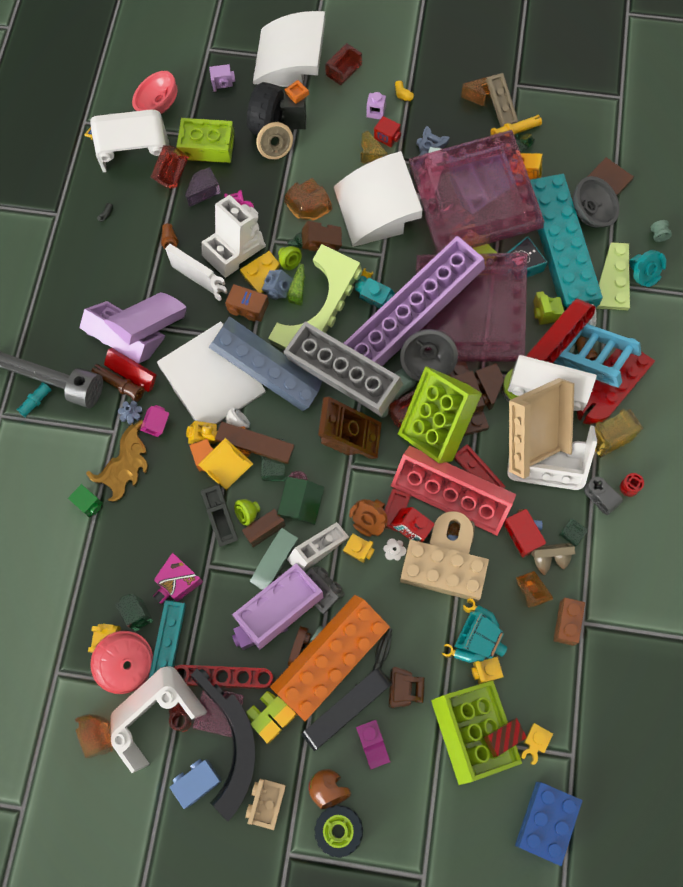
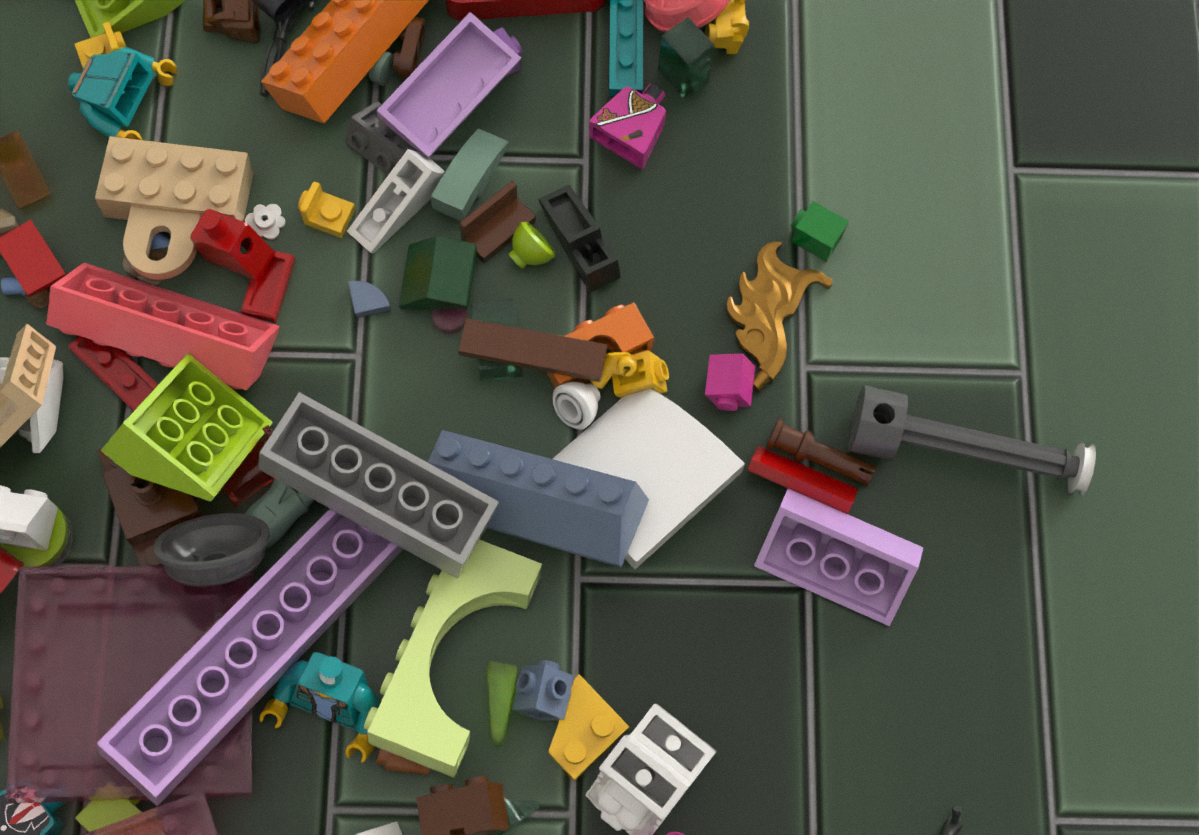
camera: 165 degrees right, 0 degrees up
(34, 399) = (969, 399): teal pin -> none
(130, 412) = (783, 403): sand blue plant -> none
(146, 317) = (795, 576): lavender slope -> none
(168, 236) = (795, 783): dark orange cone -> none
(196, 271) = (714, 691): white tile -> none
(225, 464) = (582, 311): yellow piece -> none
(247, 303) = (600, 646): dark orange brick -> none
(289, 257) = (529, 765): lime brick -> none
(341, 494) = (367, 299): none -> sand blue tile
(348, 429) = (367, 384): reddish brown brick -> none
(369, 517) = (308, 256): dark orange tile -> none
(489, 383) = (92, 531): reddish brown slope -> none

